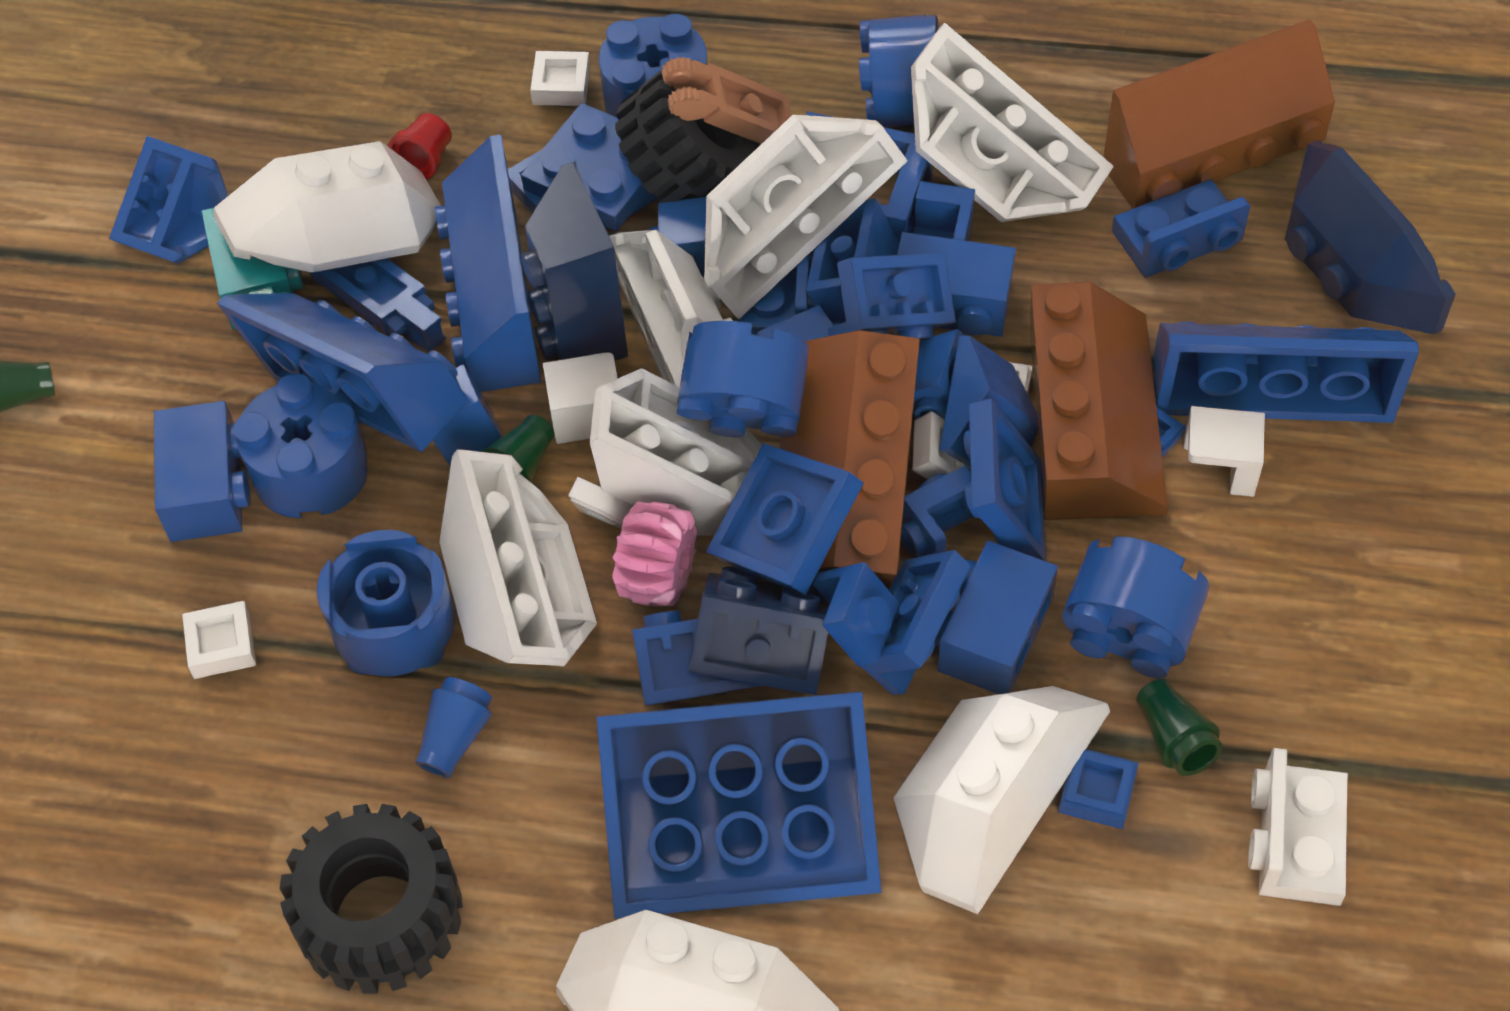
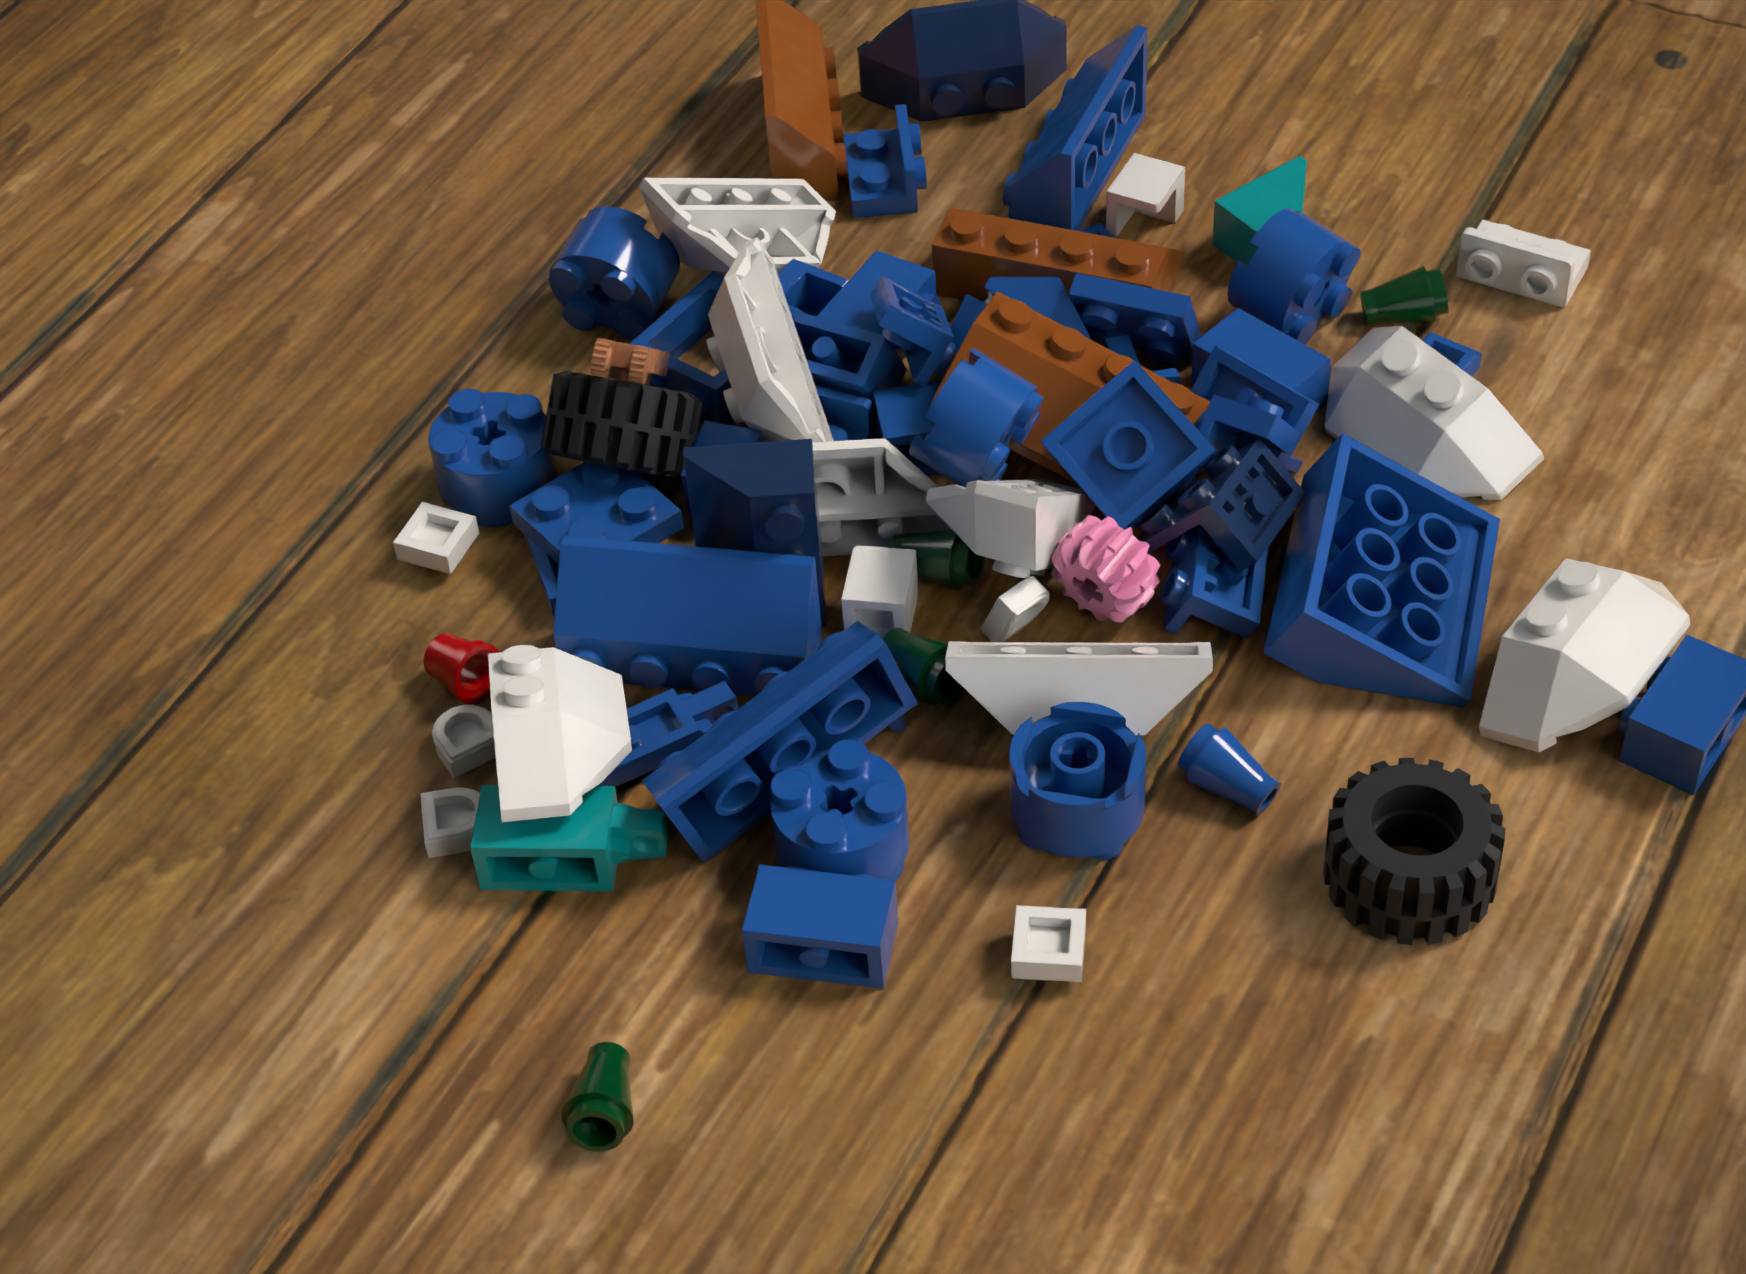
camera: 70 degrees left, 10 degrees down
(167, 200) = (412, 899): blue slope -> none
(1253, 566) = (1251, 205): none -> teal slope

